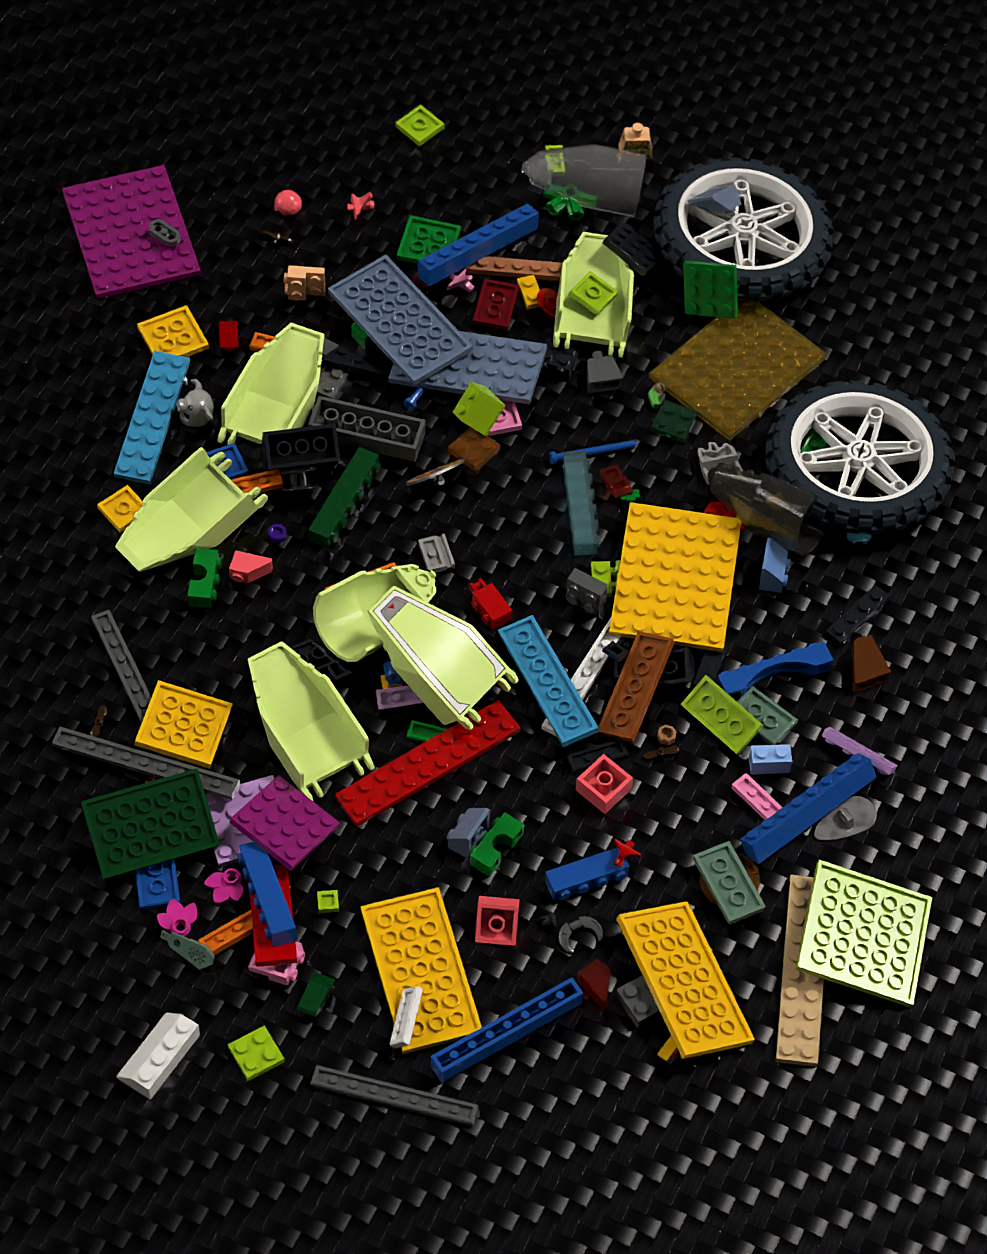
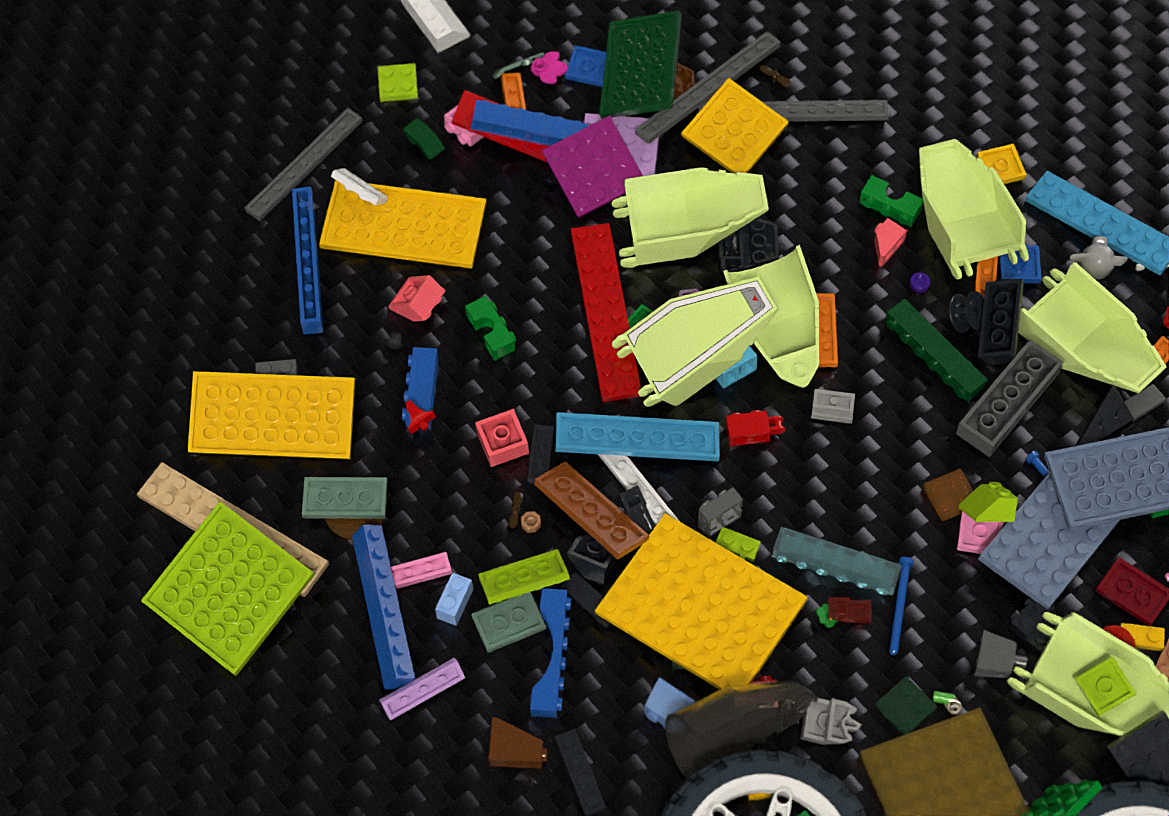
camera: 120 degrees right, 5 degrees up
(223, 887) = (566, 111): dark pink plate -> none
(328, 901) = (505, 179): lime plate -> none
(331, 381) = (1089, 393): flat silver plate -> none
(433, 473) = (928, 437): shield -> none
(469, 830) = (512, 307): sand blue slope -> none
(586, 922) = (379, 369): dark grey piece -> none
(595, 981) = (312, 350): clear red slope -> none
(846, 820) = (357, 645): flat silver shield -> none

